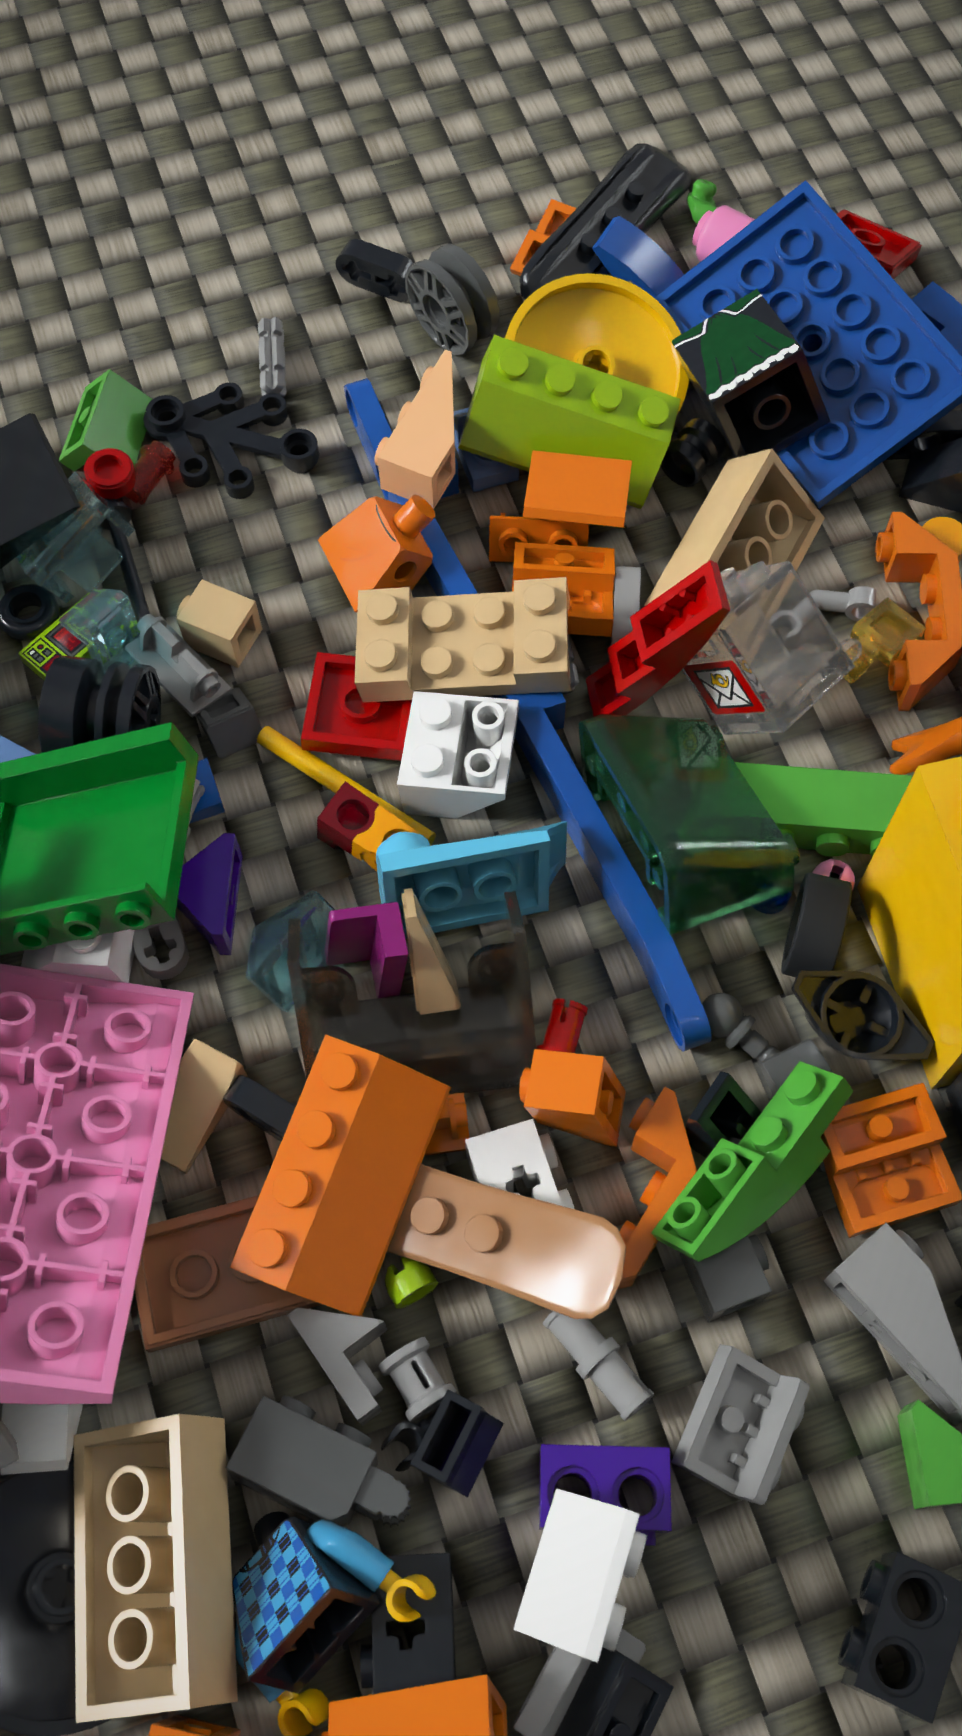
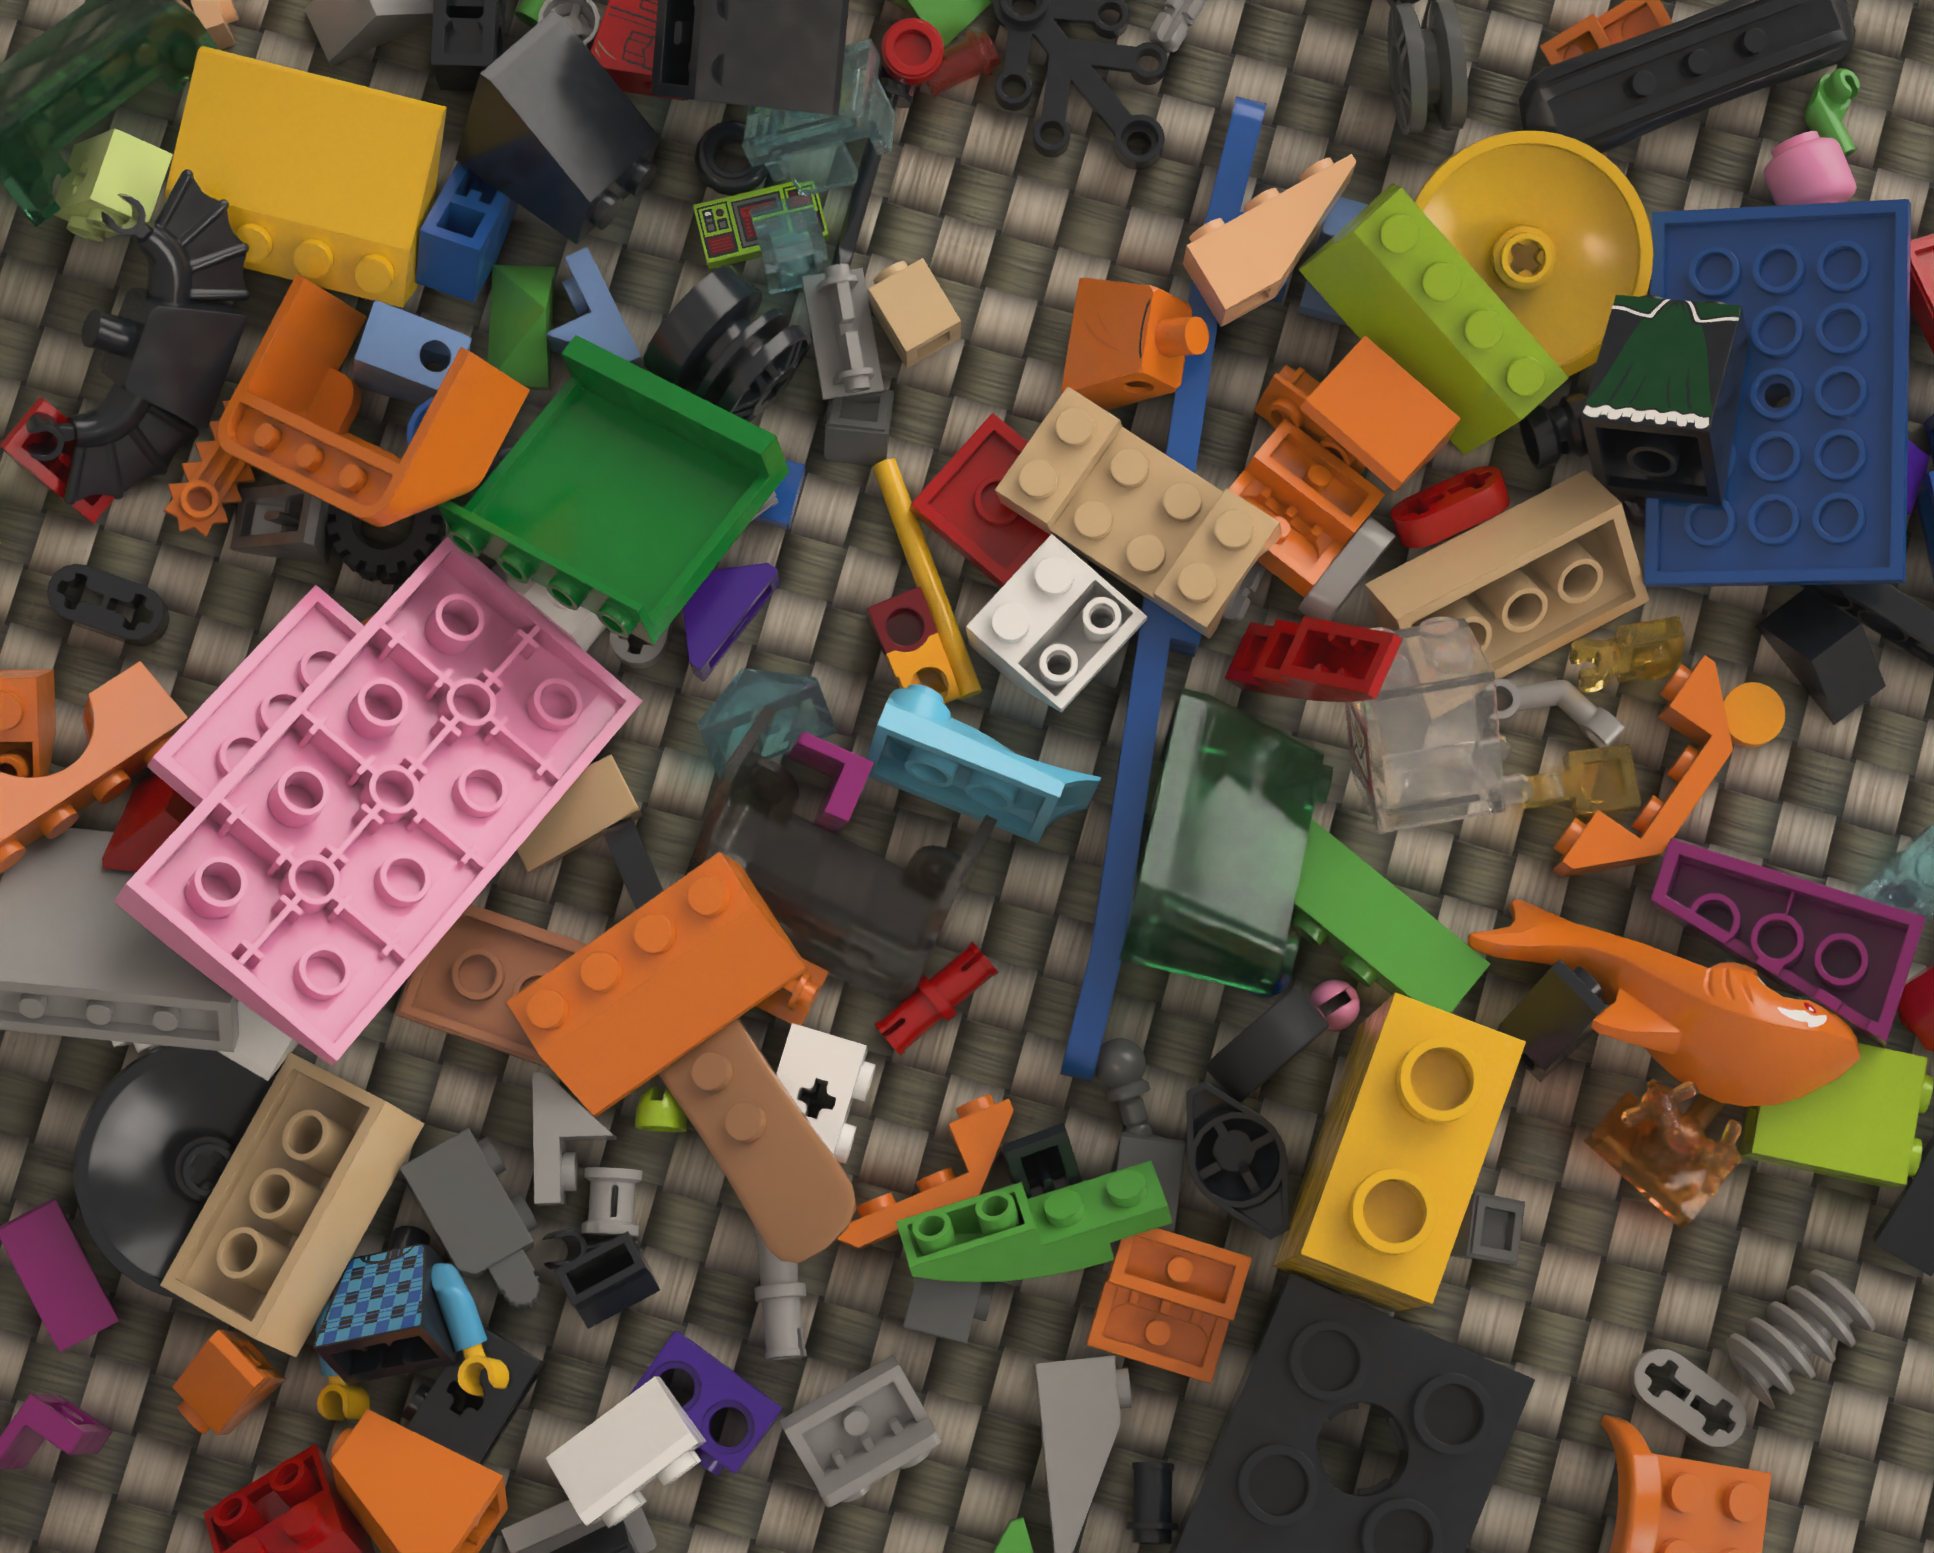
camera: 30 degrees right, 15 degrees up
(431, 974) = (877, 827): tan slope -> none
(574, 1094) = (919, 1051): orange slope -> none
(636, 257) = (1682, 146): blue slope -> none
(660, 533) = (1450, 507): none -> red beam
(846, 544) = (1636, 652): none -> clear yellow plate

